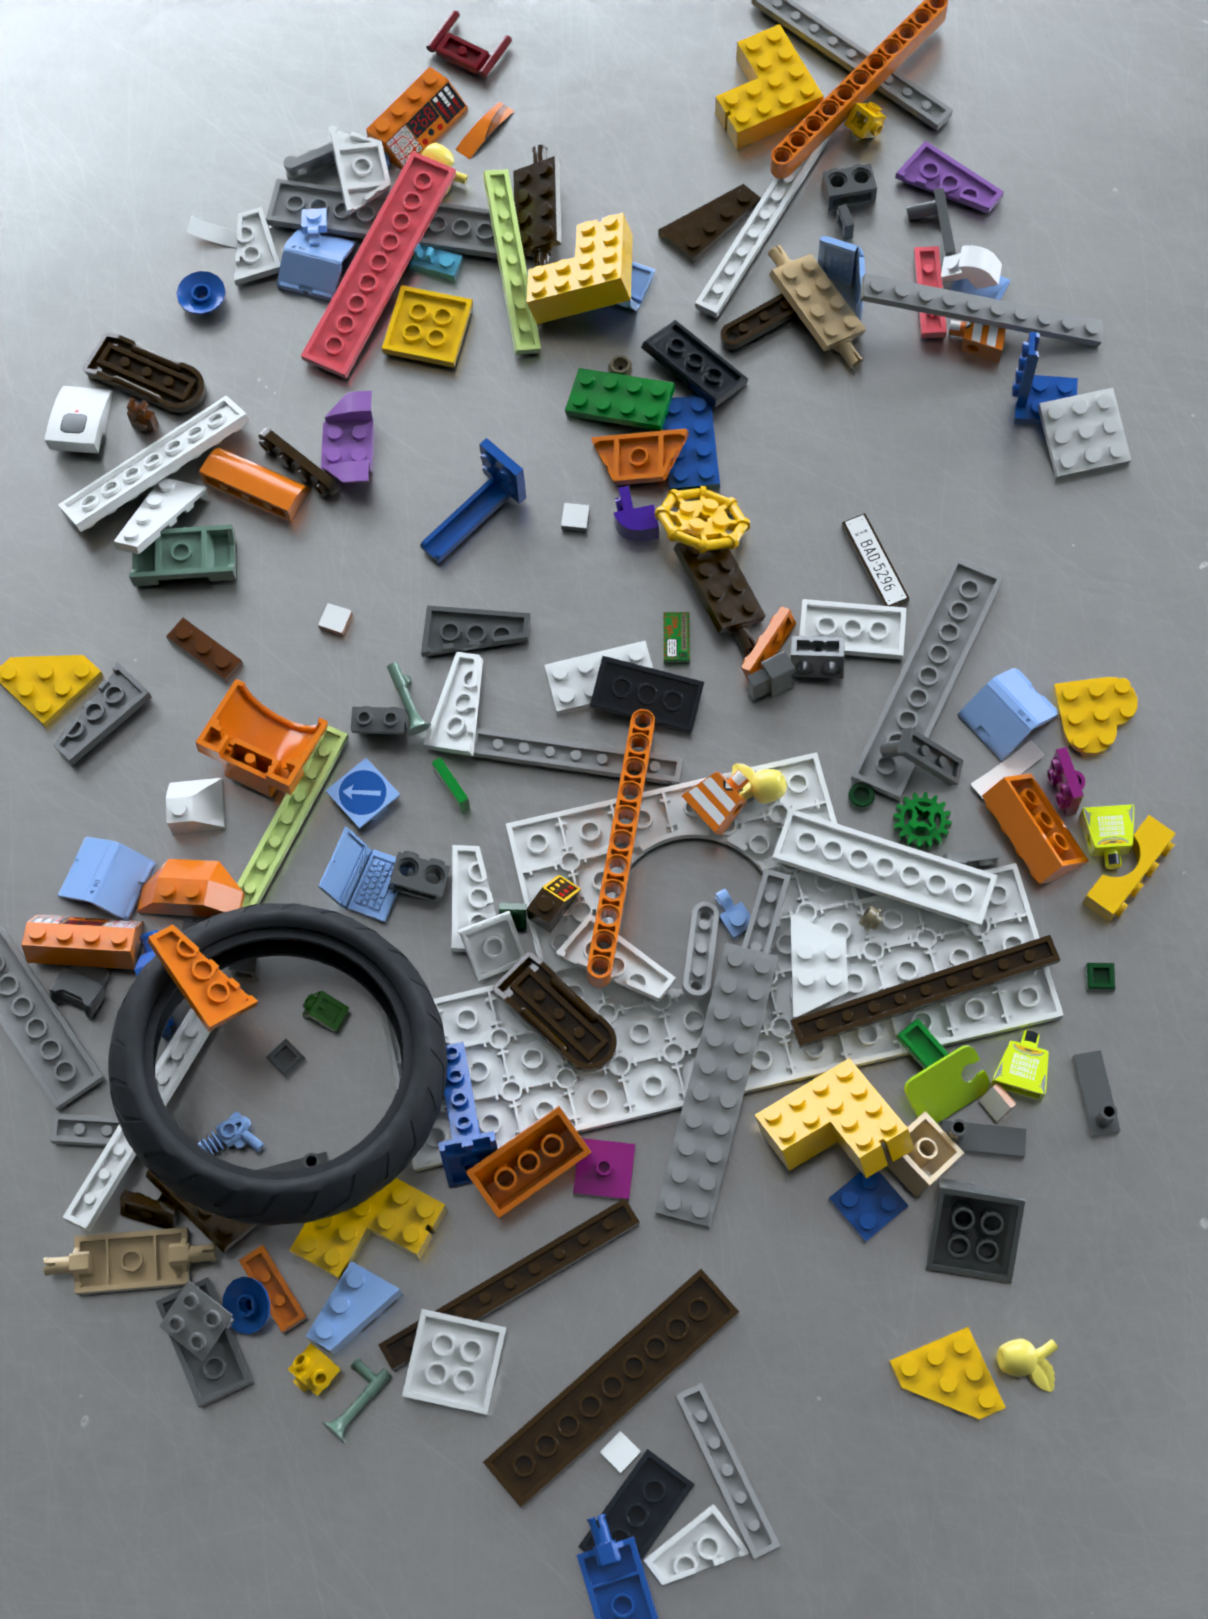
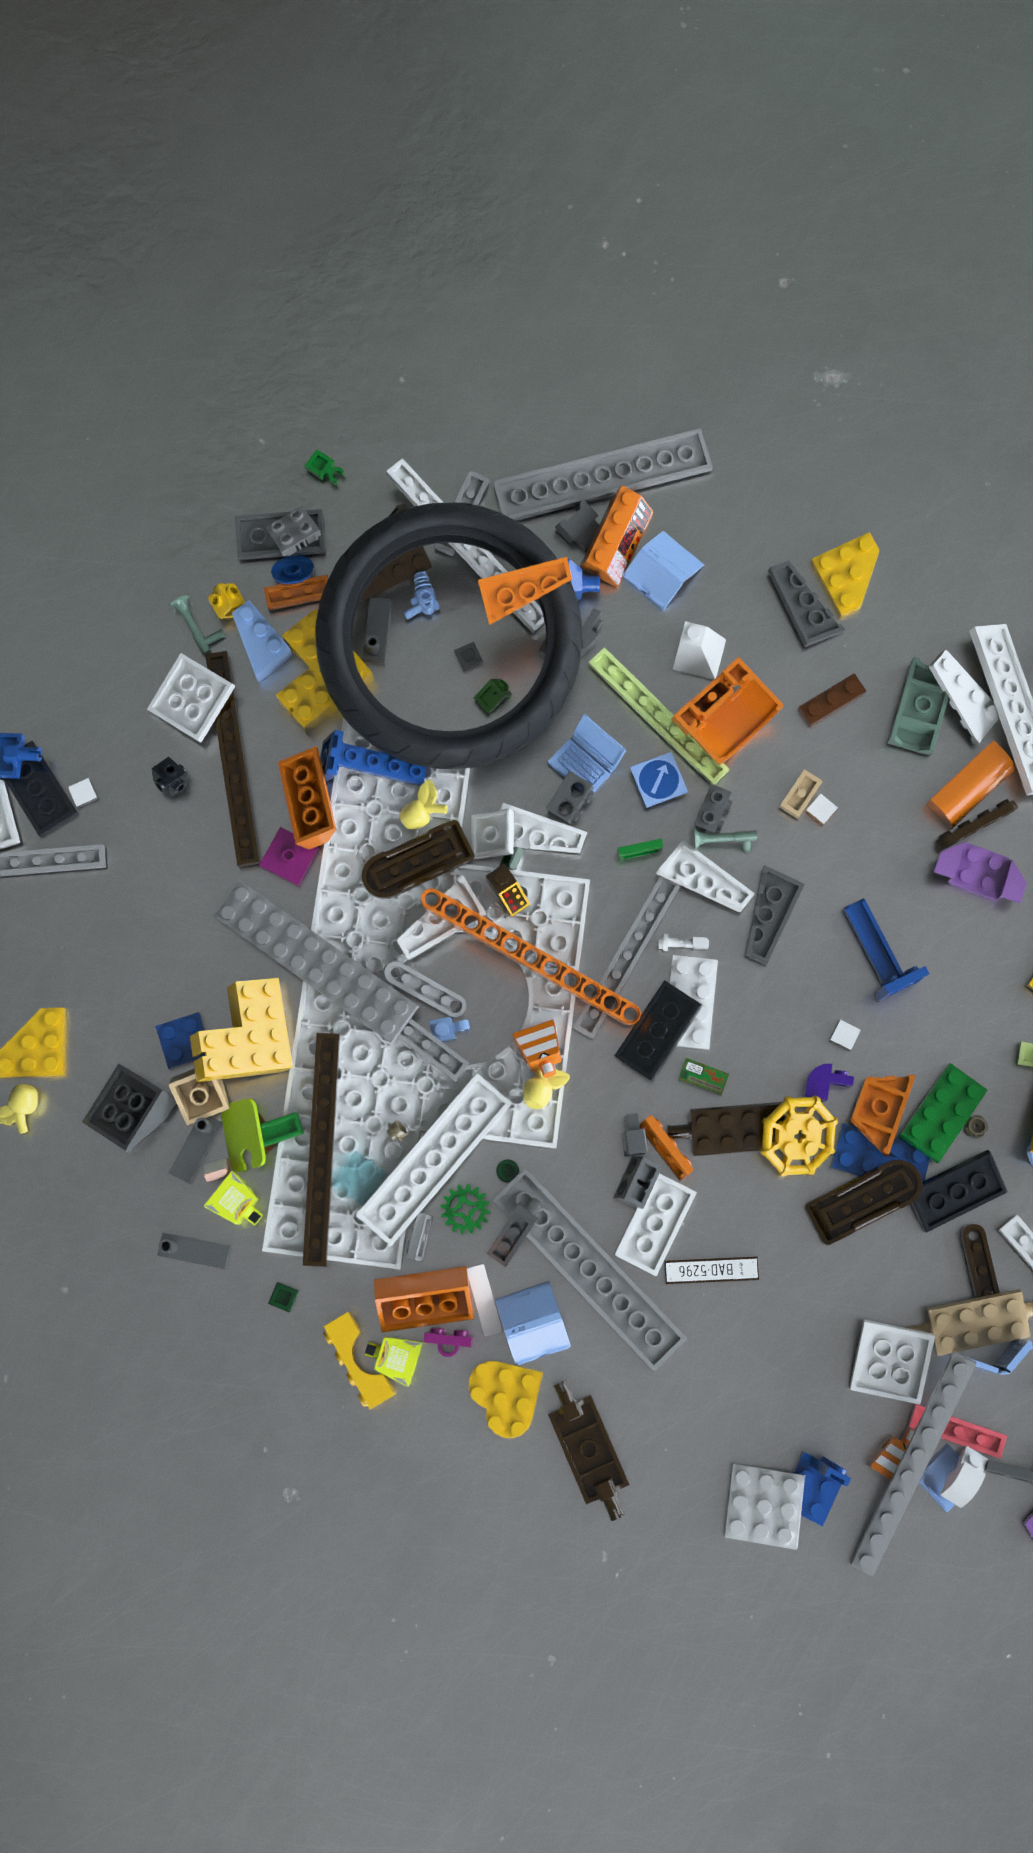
camera: 110 degrees right, 10 degrees up
(97, 1326) = (322, 466): none -> green plate
(130, 1260) = (358, 499): tan plate -> none
(190, 889) = (625, 627): orange wedge -> none
(325, 644) = (801, 794): none -> tan plate
(500, 1035) = (417, 812): none -> light yellow piece
(545, 724) = (696, 943): none -> white hinge
(562, 1345) = (169, 777): none -> black brick
(610, 1388) = (129, 804): dark brown plate -> none
(741, 439) = (865, 1200): none -> dark brown piece
(816, 966) = (376, 1073): white wing -> none
(891, 365) = (892, 1361): none -> white plate
(938, 941) = (359, 1178): none -> clear light blue piece
(1110, 612) = (588, 1450): none -> dark brown plate

